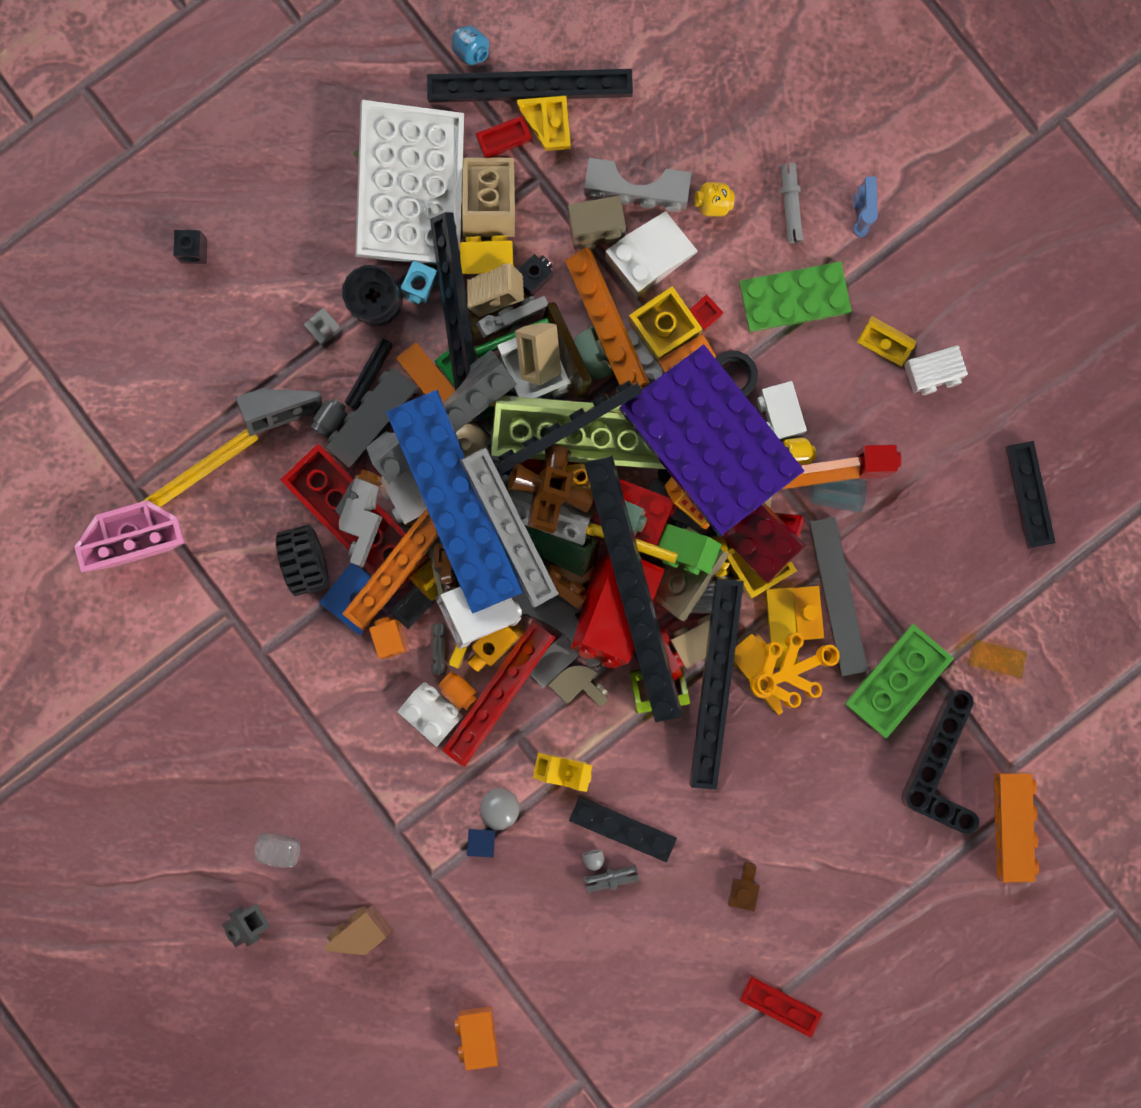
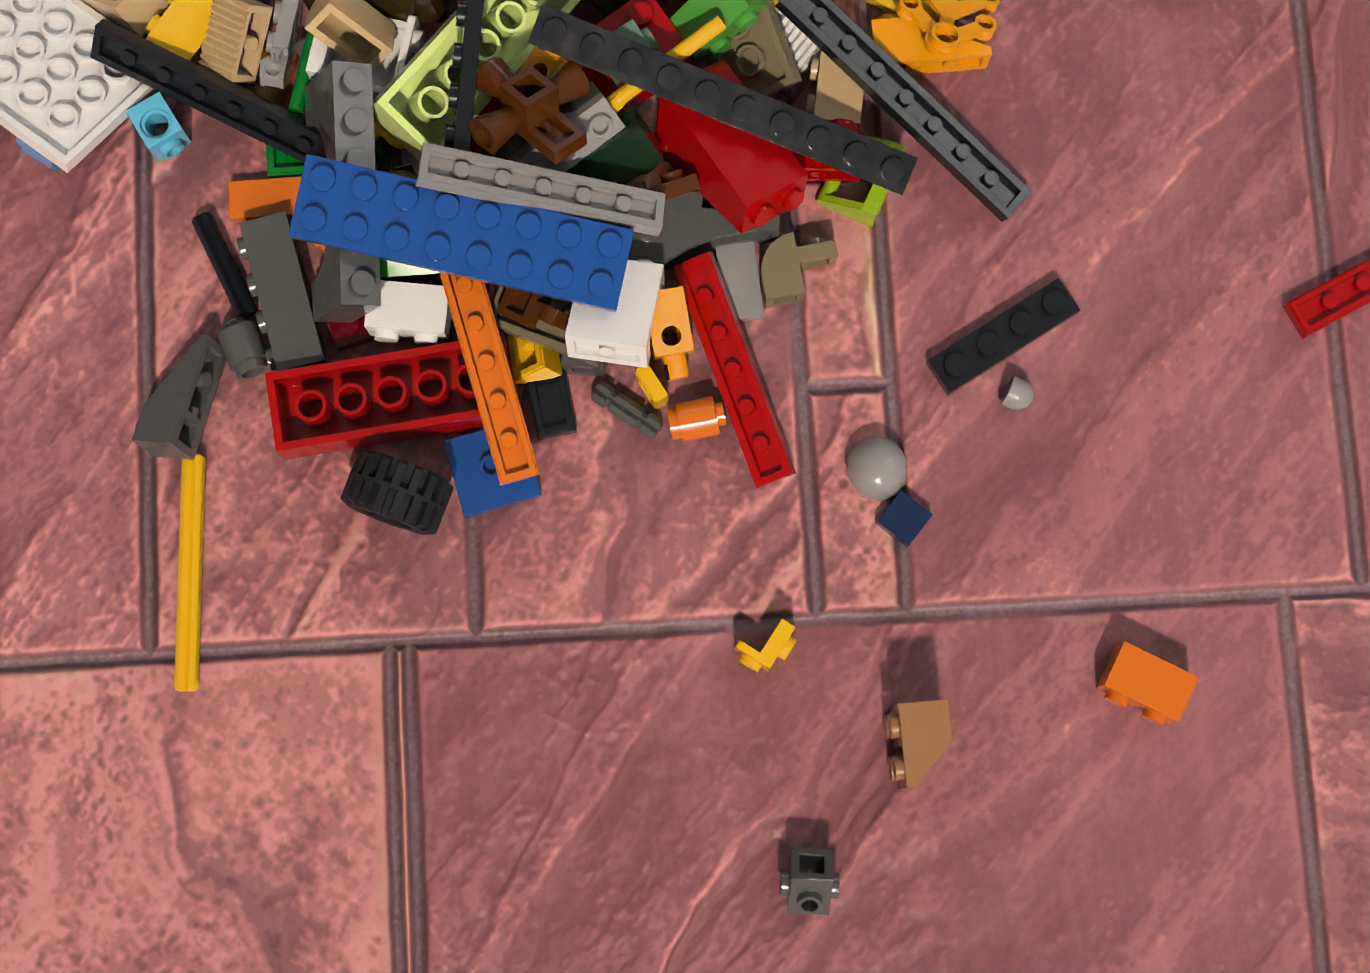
camera: 60 degrees left, 5 degrees down
(127, 536) = (208, 694): bright pink wedge -> none
(277, 850) = (741, 775): clear gear -> none
(322, 326) = (124, 283): light grey tile -> none
(357, 516) = (389, 379): light grey plate -> none
(360, 288) = (126, 167): black wheel -> none
(363, 821) = (777, 646): none -> yellow bracket
(388, 638) = (572, 452): orange brick -> none
(430, 713) = (701, 472): white bracket -> none
(562, 771) = (885, 354): yellow brick -> none
(611, 879) = (1056, 389): dark grey pin -> none
(744, 891) = (1176, 244): reddish brown plate -> none

